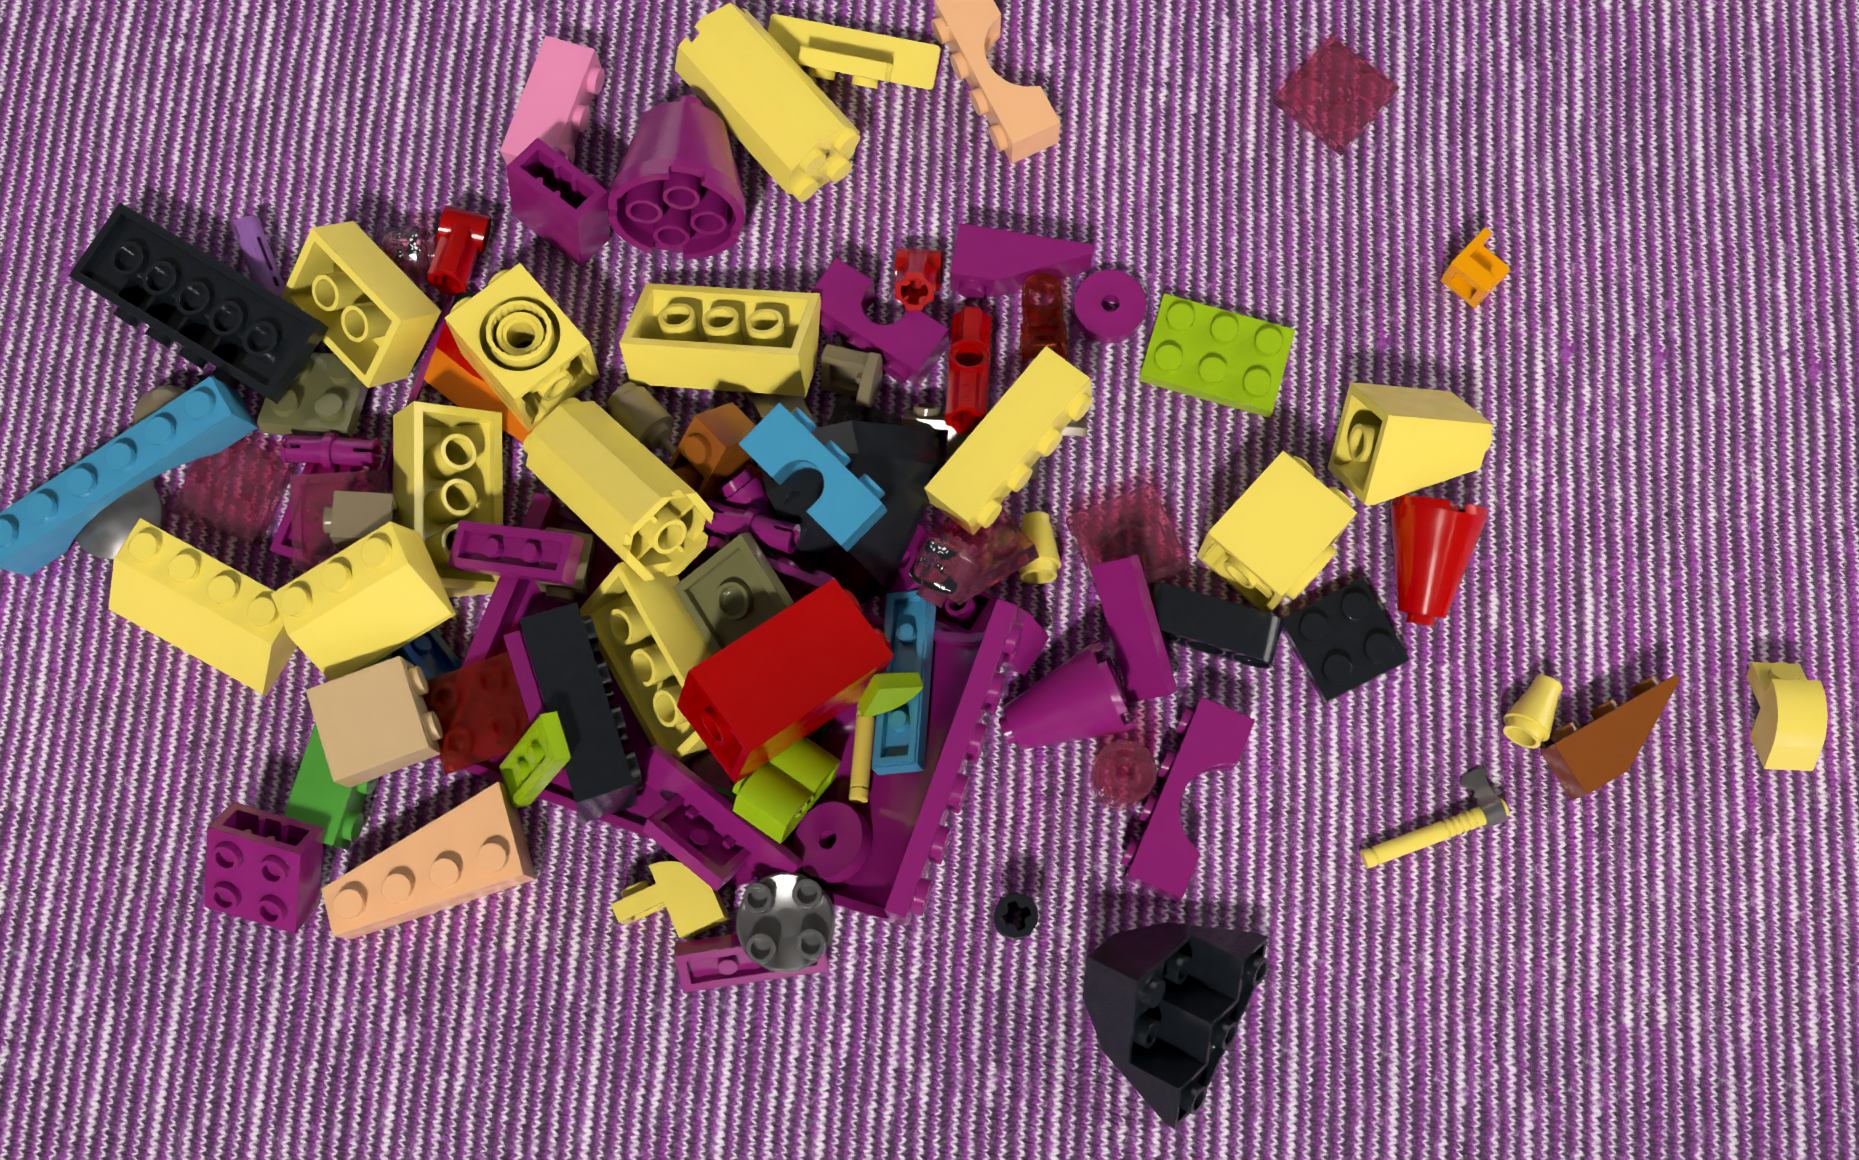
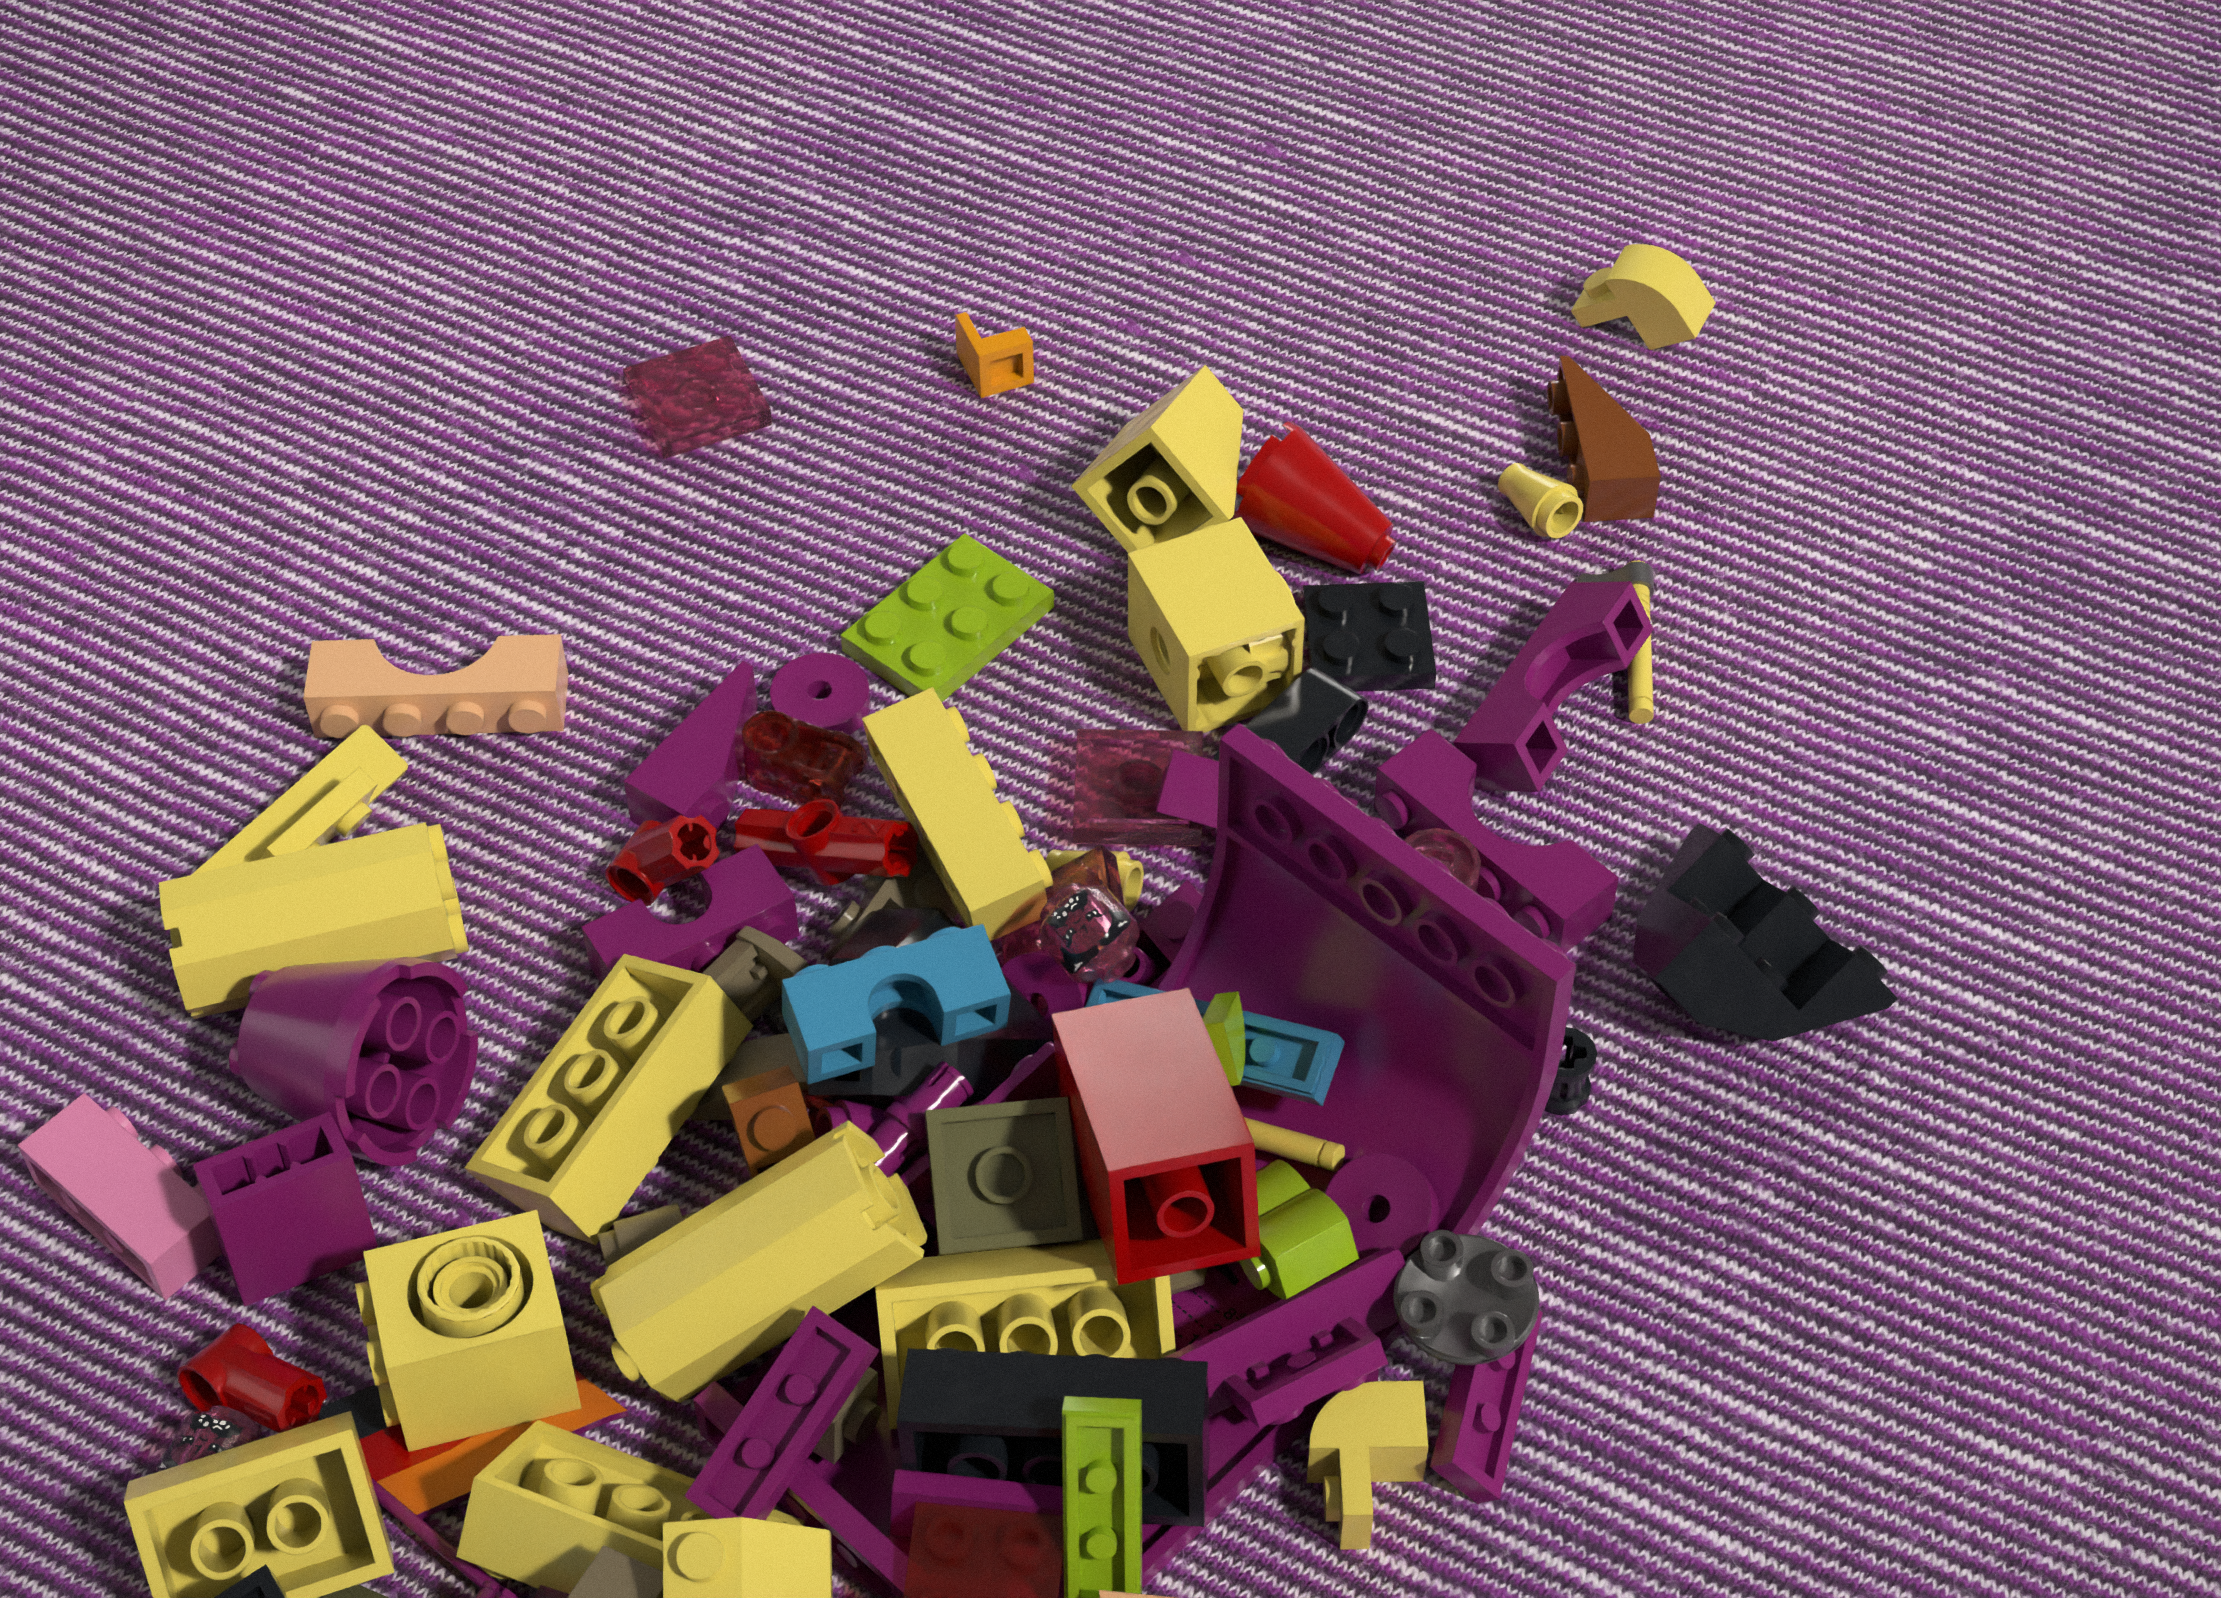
camera: 70 degrees left, 25 degrees down
(1405, 794) = (1583, 637): none -> magenta arch

